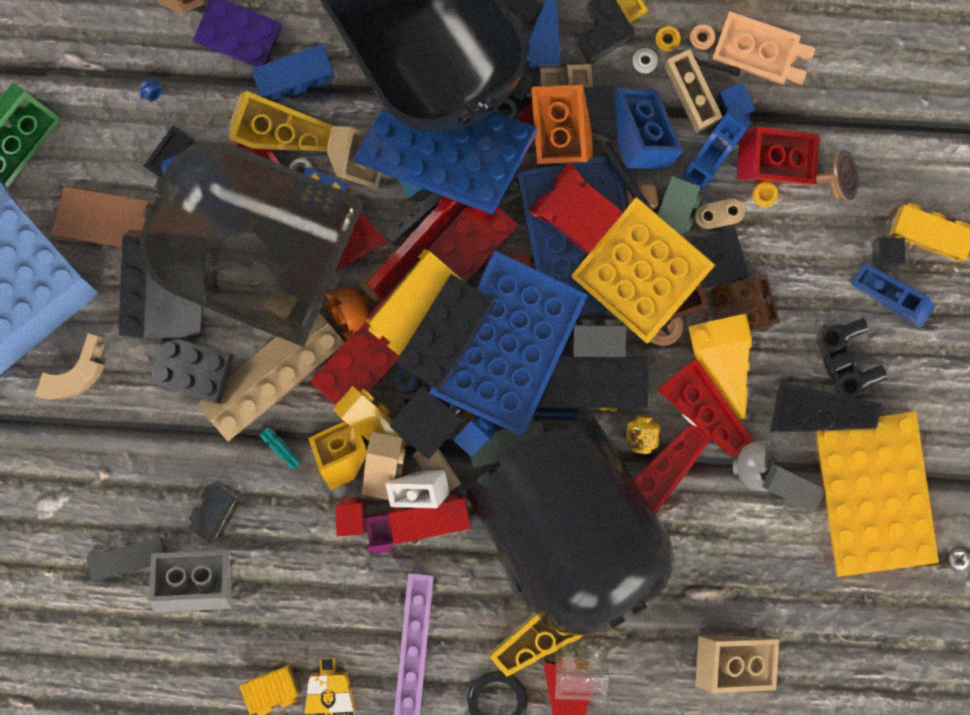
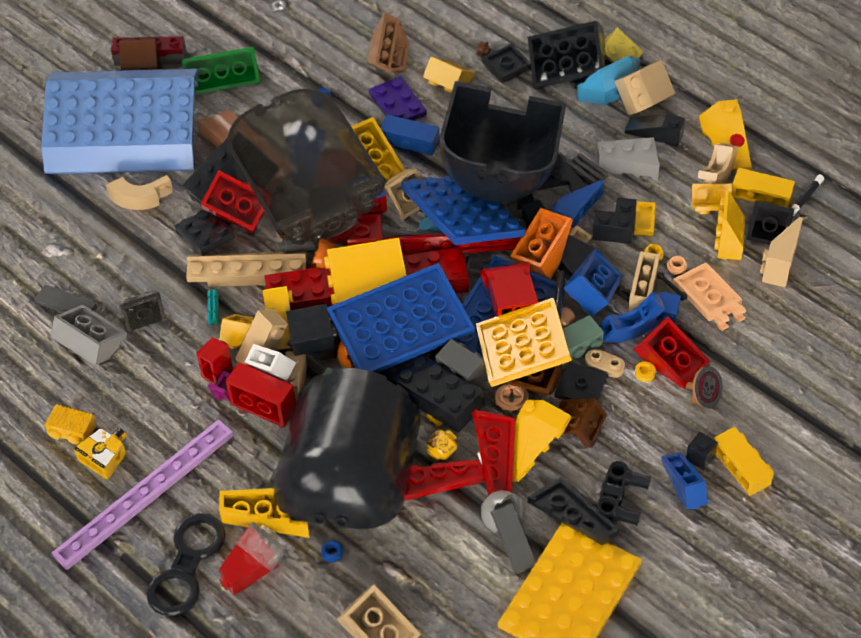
camera: 40 degrees right, 35 degrees down
(192, 326) = (233, 202): none -> red brick
(446, 332) = (367, 282): black plate -> none
(475, 435) = (334, 357): blue brick -> none
(638, 628) = (332, 546): none -> blue plate
(644, 68) = (628, 255): white plate -> none

